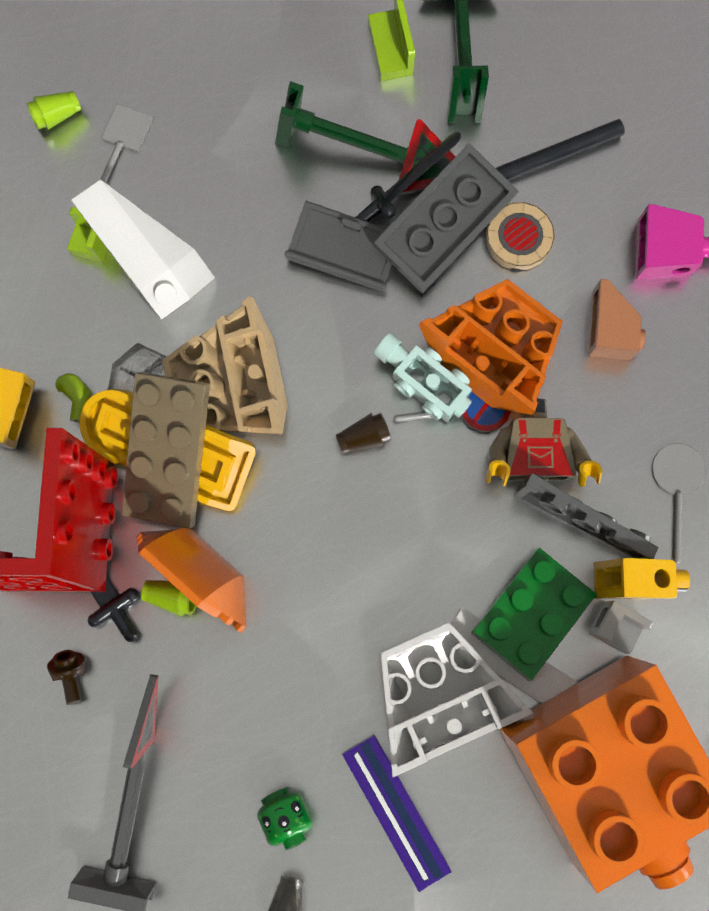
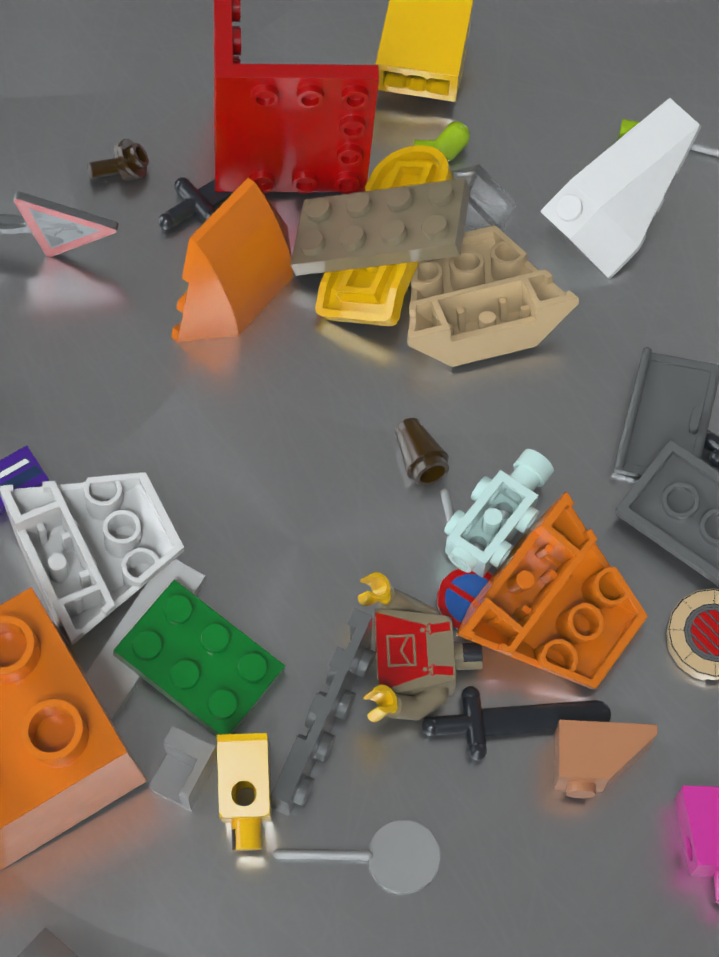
camera: 85 degrees right, 15 degrees down
(580, 384) = (483, 722): none -> black sword

